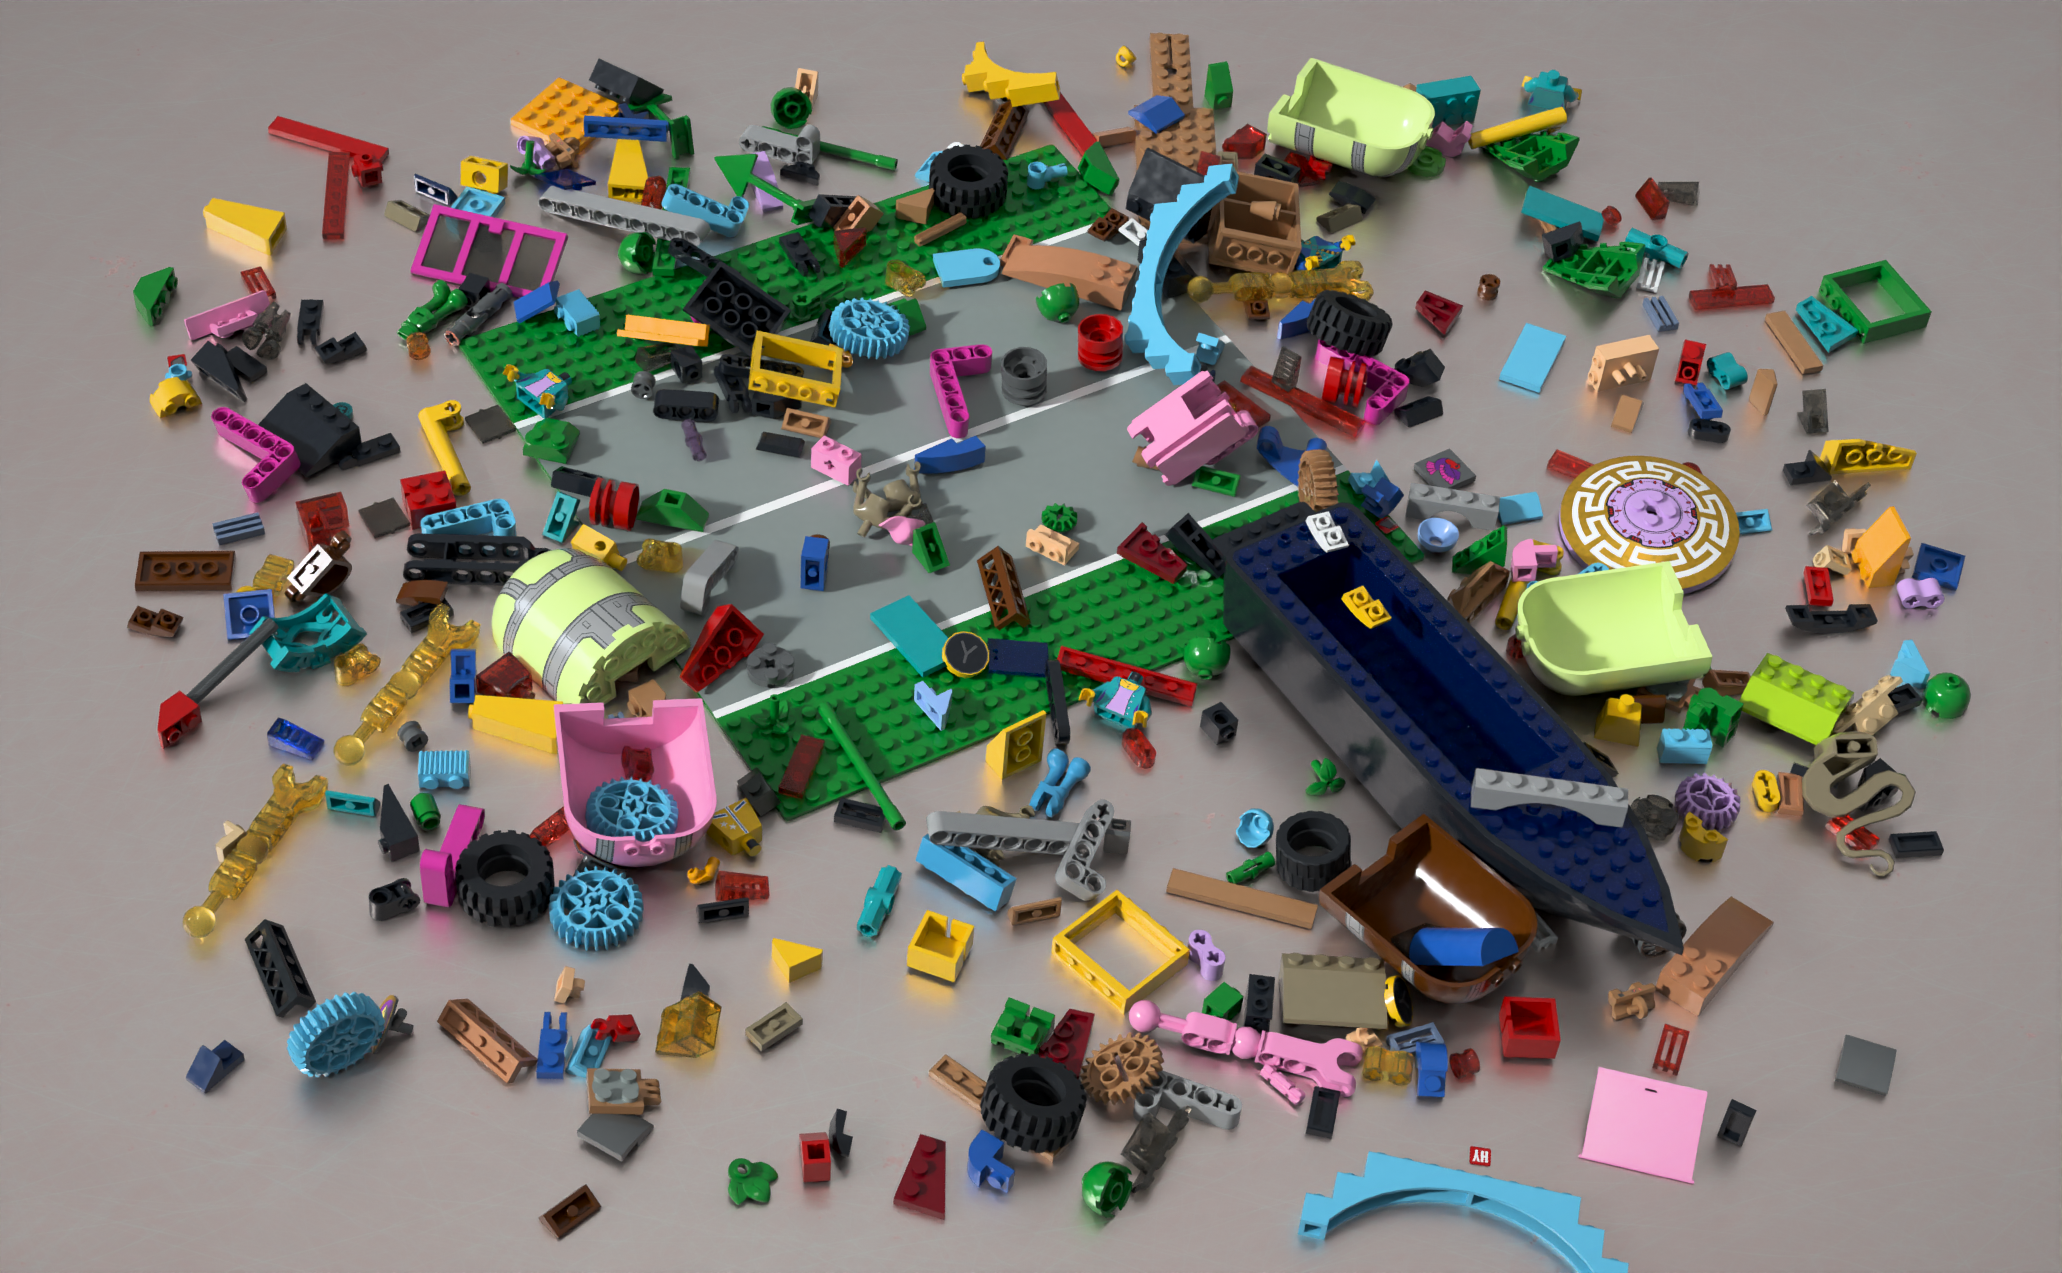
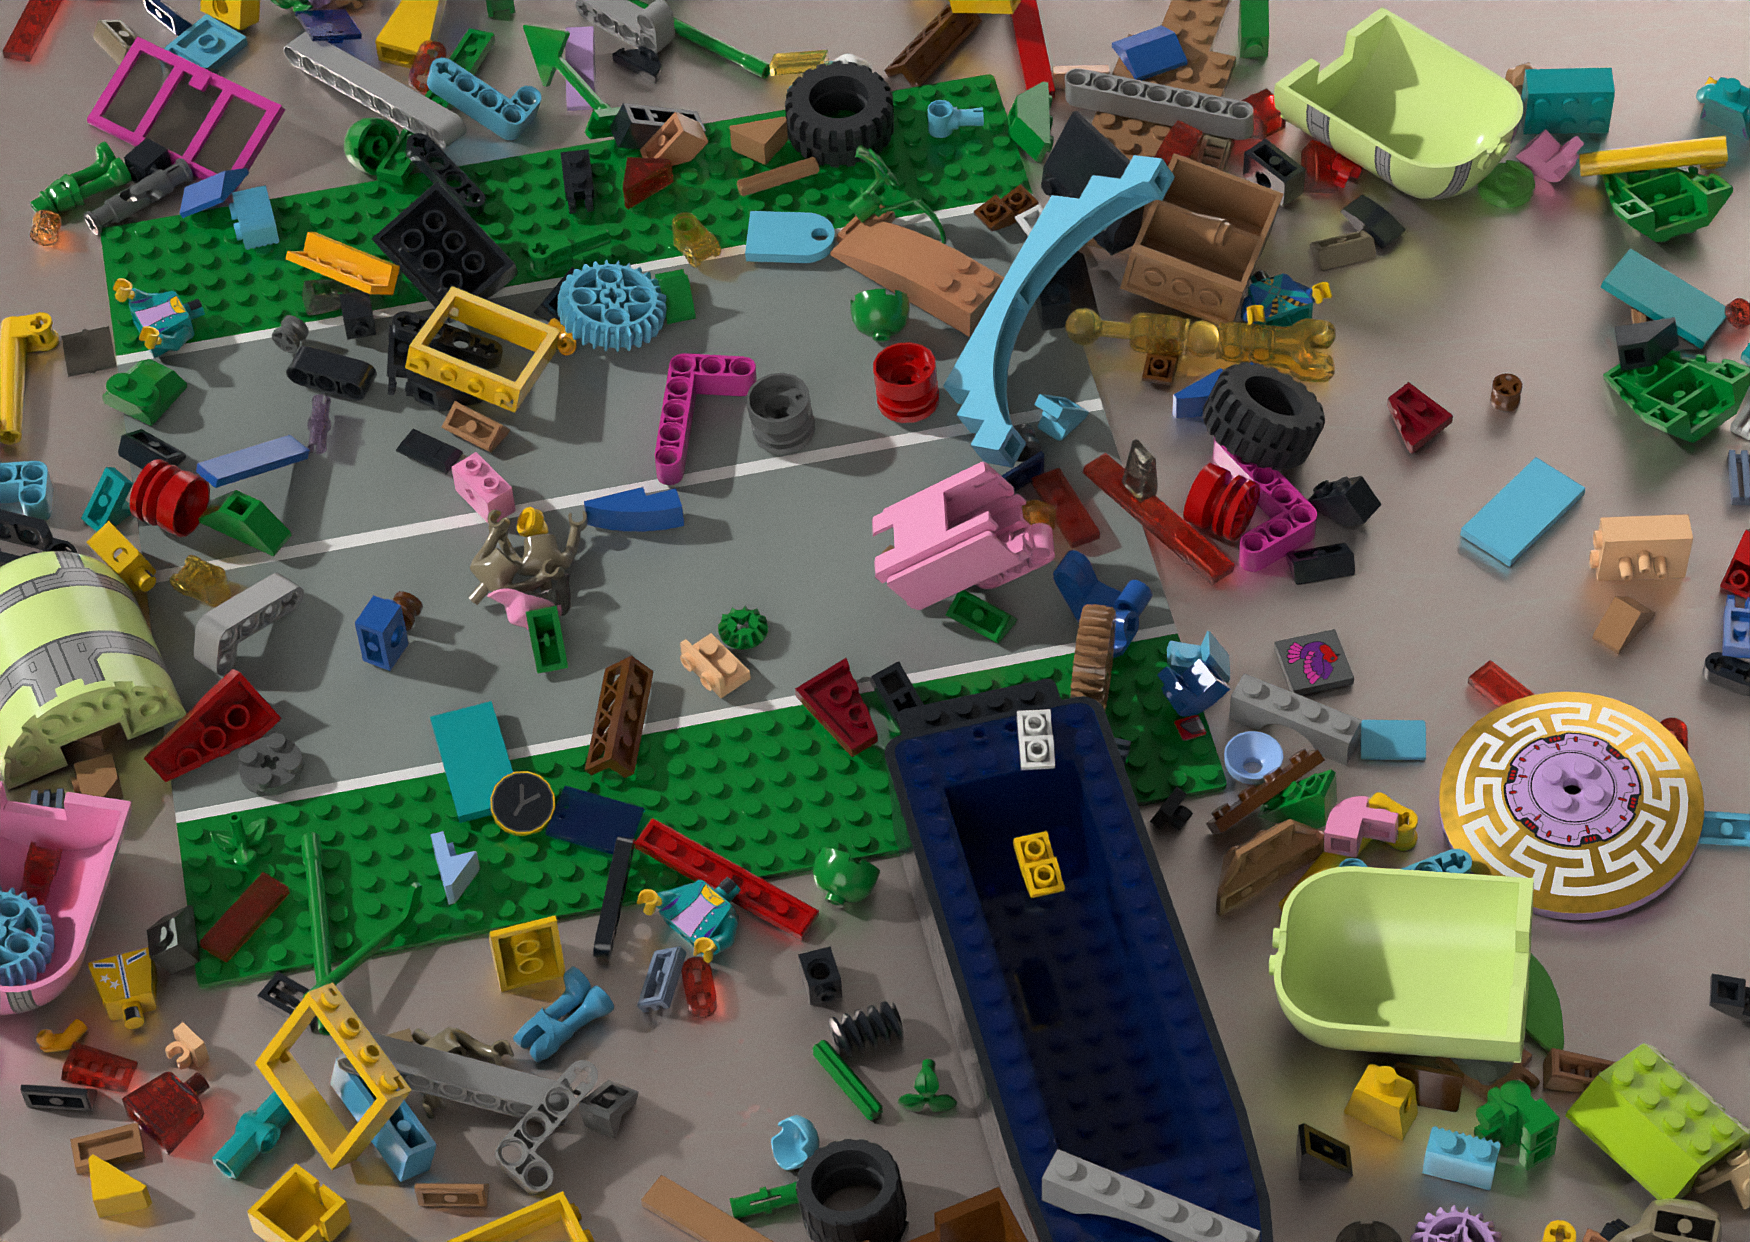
camera: 25 degrees right, 5 degrees up
(663, 469) = (252, 461): none -> tile
(783, 928) = (112, 1146): none -> medium nougat tile
(803, 857) = (189, 1045): none -> light nougat tile
(806, 900) = (167, 1108): none -> clear red torso
(880, 476) = (531, 523): none -> yellow tile
(900, 773) = (378, 941): none -> green piece
(911, 874) = (303, 1098): none -> yellow window
(917, 155) = (797, 61): none -> clear yellow tile
(1018, 232) = (868, 202): none -> green plant
(1106, 764) = (661, 979): none -> sand blue tile
(1182, 142) = (1159, 103): none -> light grey beam
(1266, 749) = (866, 1028): none -> black piece
(1267, 784) = (847, 1080): none -> green axle
(1461, 546) = (1252, 797): none -> reddish brown plate

